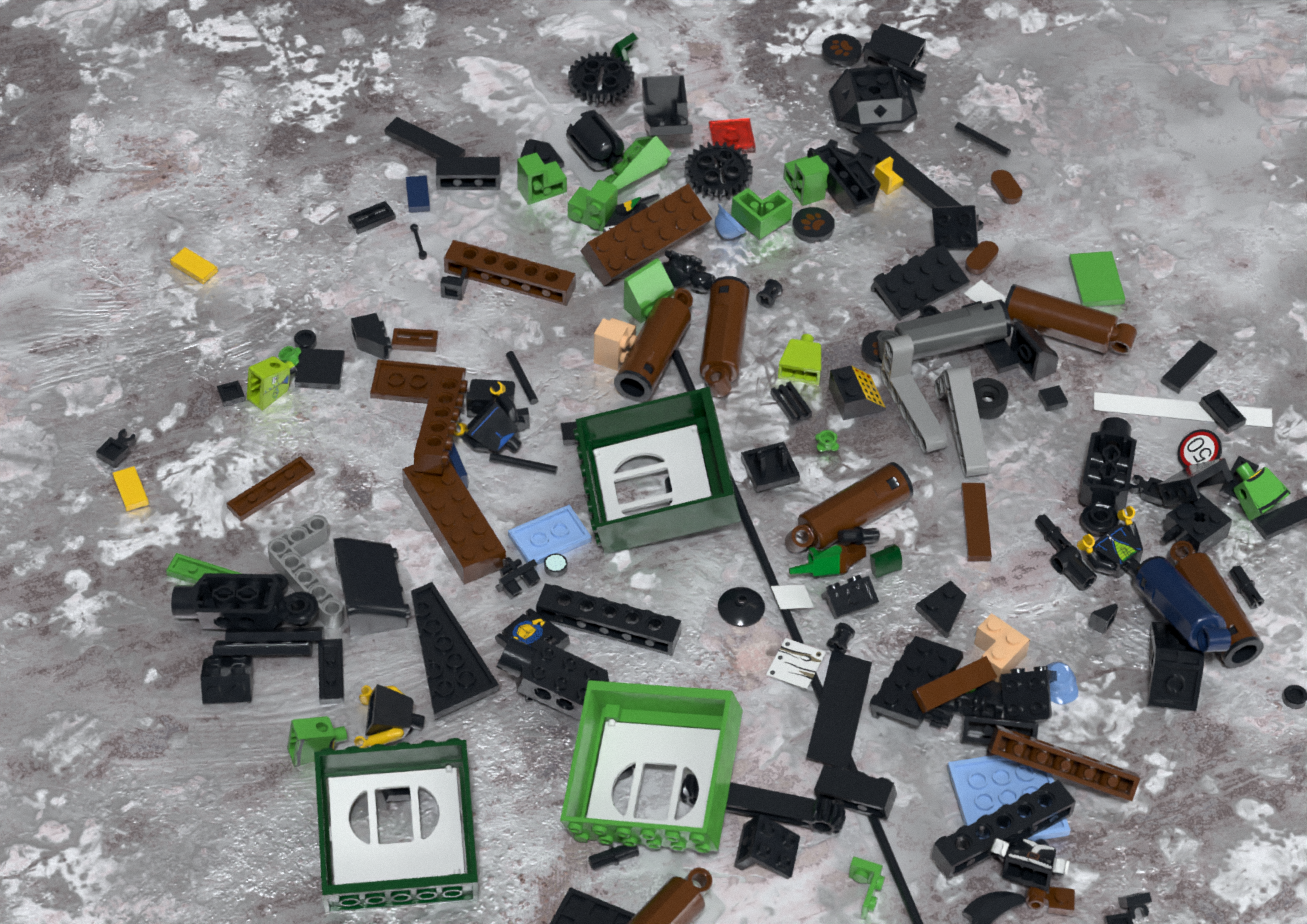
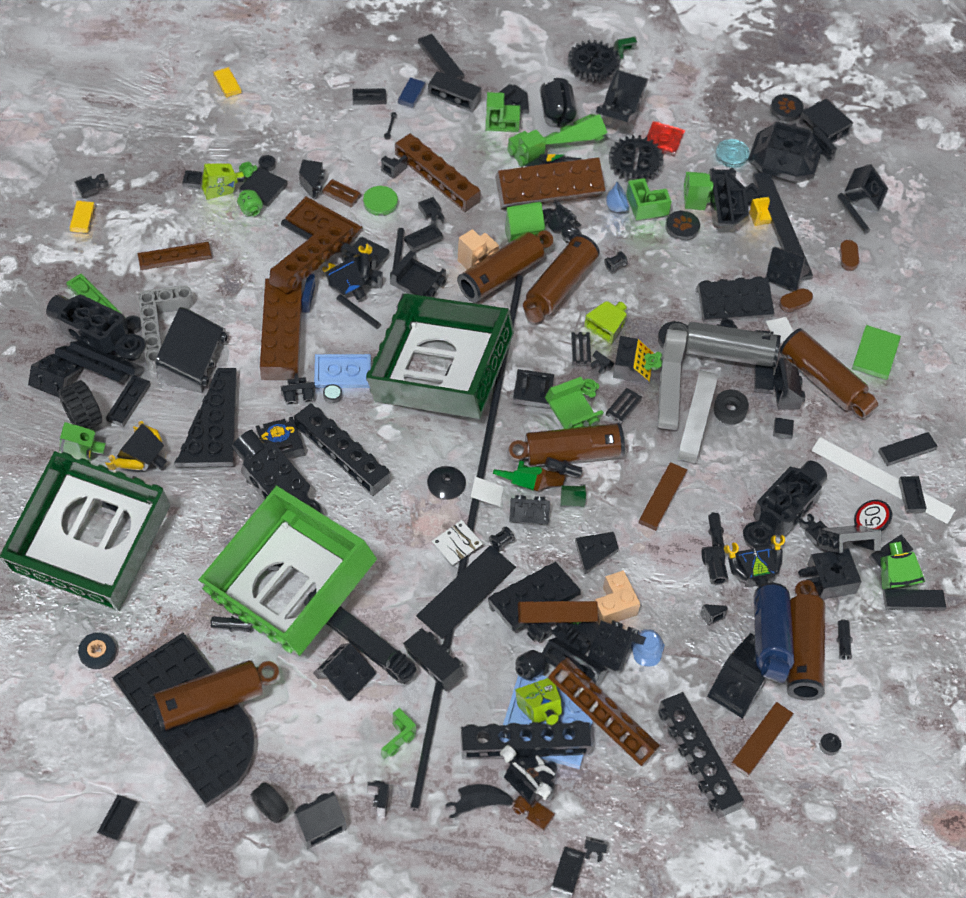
camera: 25 degrees right, 5 degrees up
(290, 695) = (80, 405): none -> black tyre
(320, 392) = (249, 203): none -> bright green head
(396, 402) = (296, 229): none -> black bar
(464, 330) = (380, 200): none -> bright green tile
(529, 317) = (431, 208): none -> black plate
(542, 352) = (423, 237): none -> black plate
(565, 400) = (416, 277): none -> black panel
(815, 124) = (732, 153): none -> clear light blue tile
(824, 405) = (601, 360): none -> black tile
(824, 468) = (571, 406): none -> bright green panel
(875, 459) = (616, 416): none -> black tile
(884, 387) = (656, 364): none -> bright green plate
(959, 751) = (530, 665): none -> black head
(980, 106) = (866, 188): none -> black slope
(995, 782) = (539, 701): none -> lime torso
(1174, 753) = (680, 707): none -> black brick
(1227, 722) = (762, 739): none -> reddish brown tile

